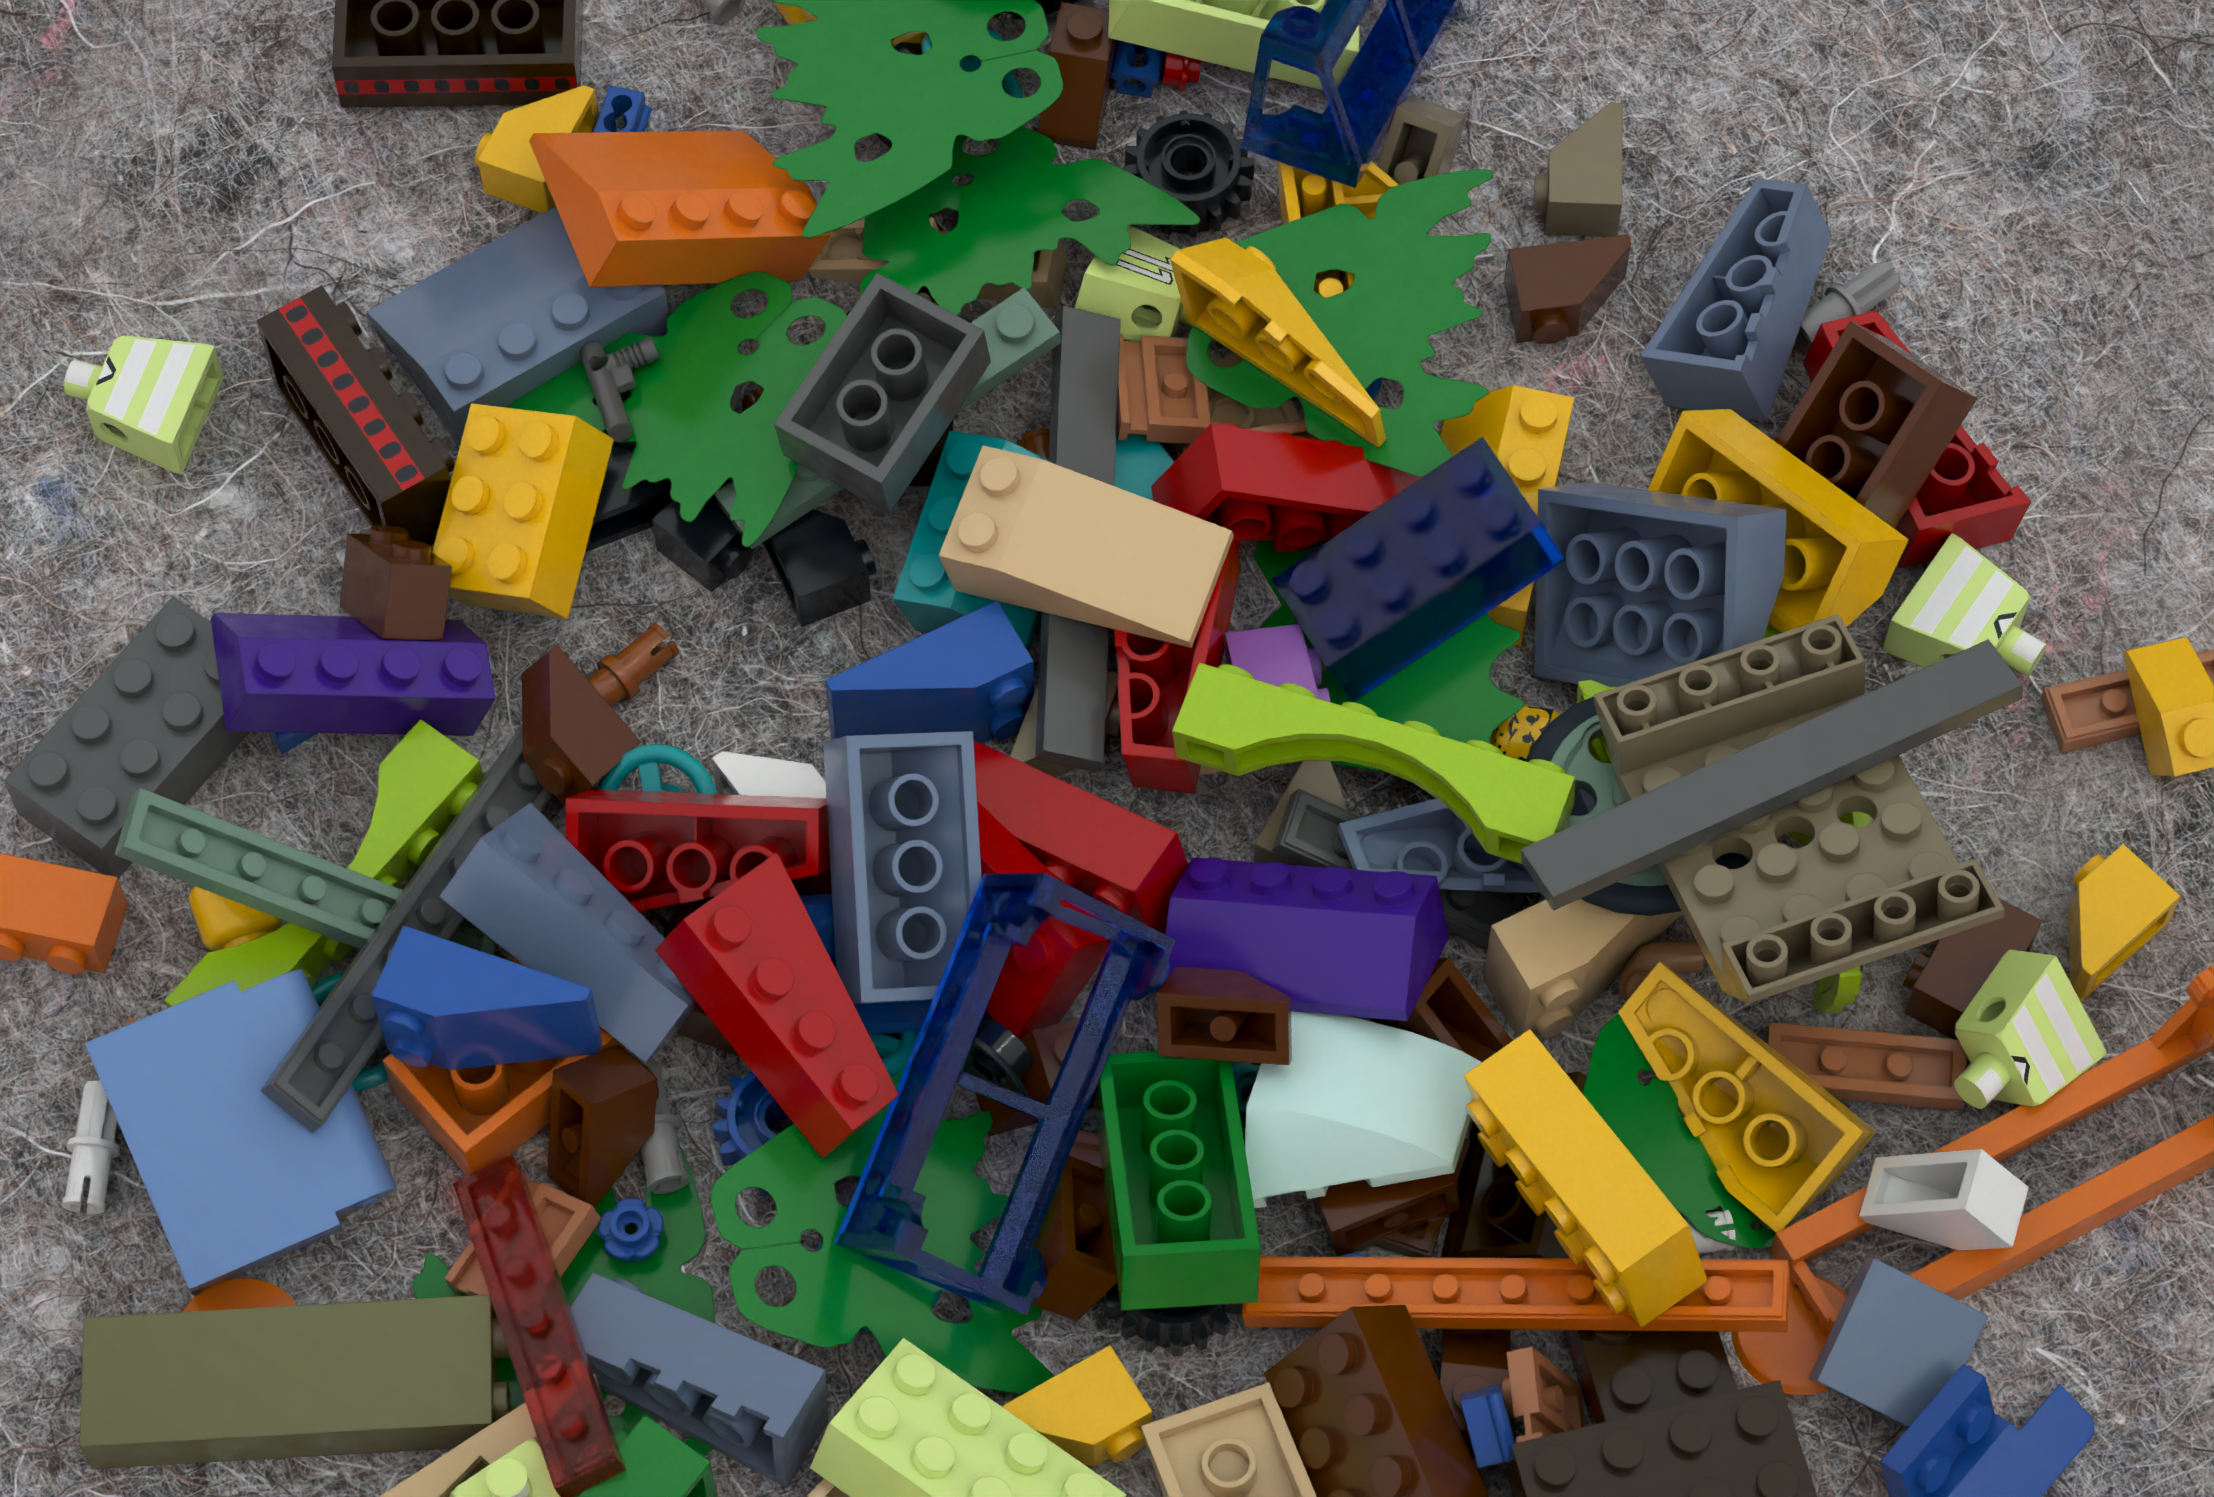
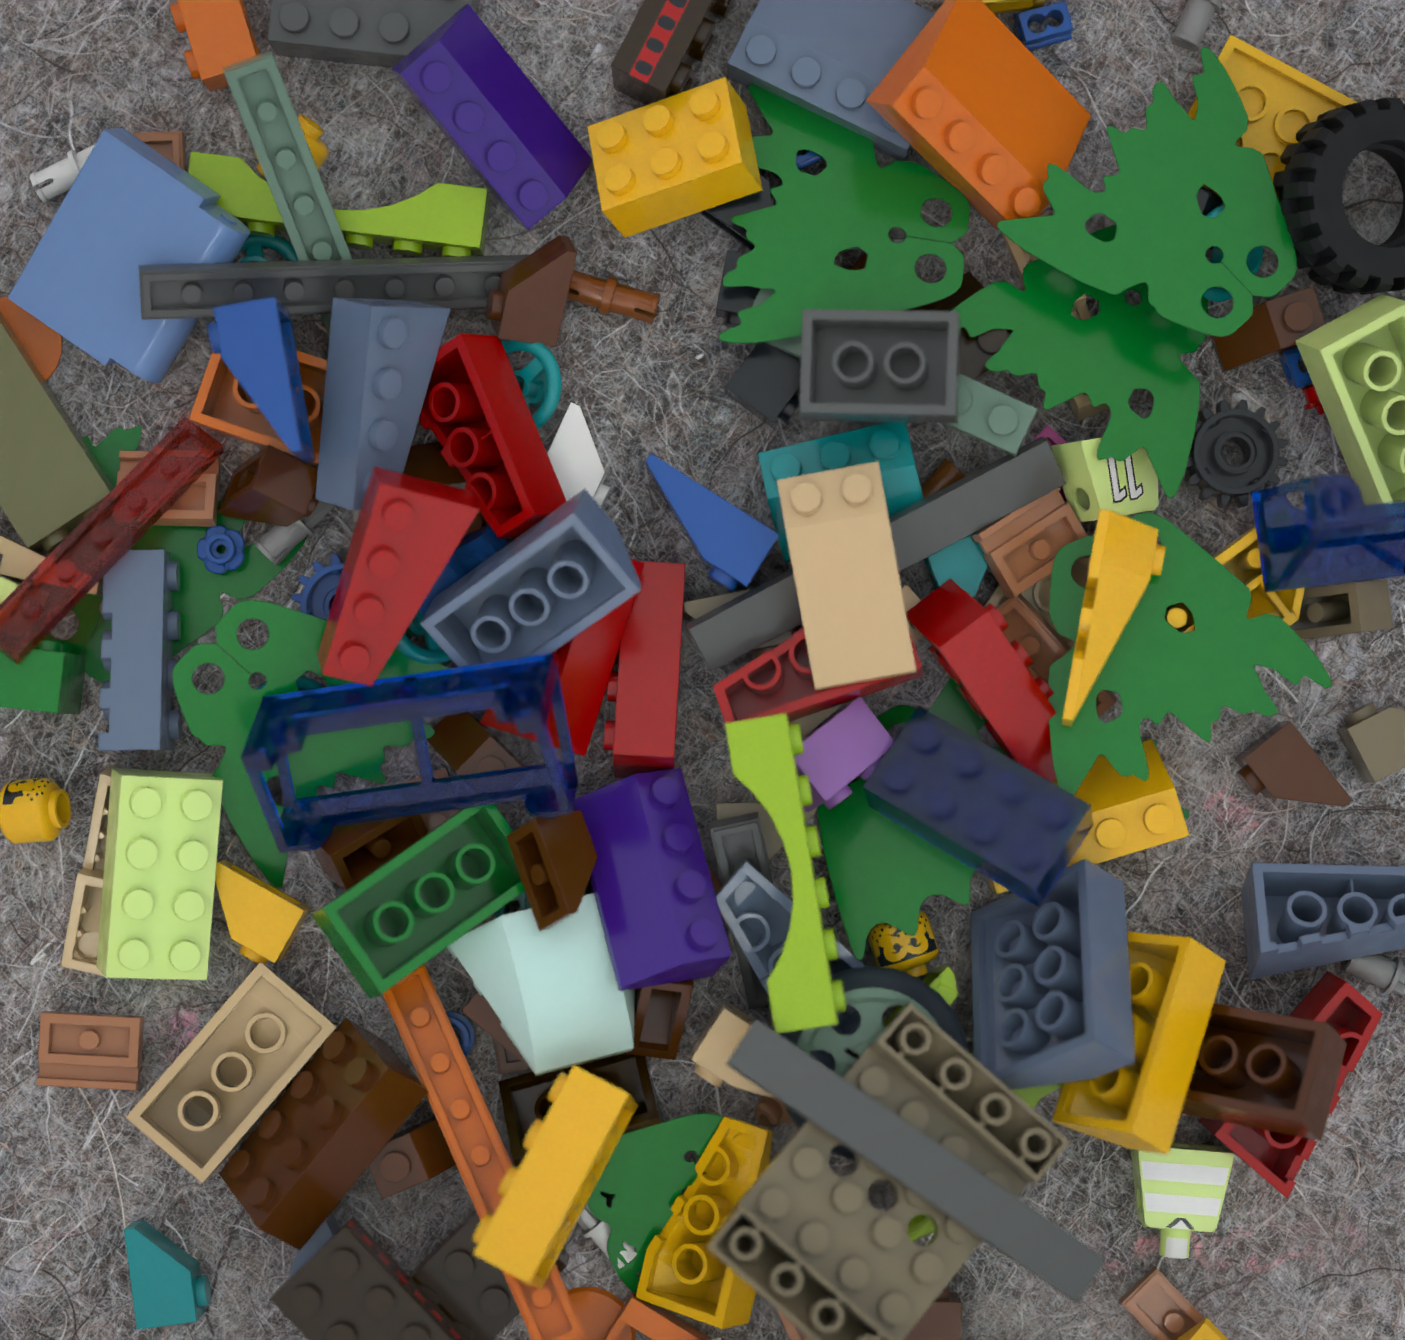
camera: 60 degrees right, 25 degrees up
(395, 585) = (568, 110): reddish brown brick -> none
(612, 375) = (818, 158): dark grey hose -> none
(999, 1058) = (450, 733): black piece -> none
(1488, 1425) = (372, 1193): blue piece -> none
(1541, 1395) = (416, 1215): nougat plate -> none

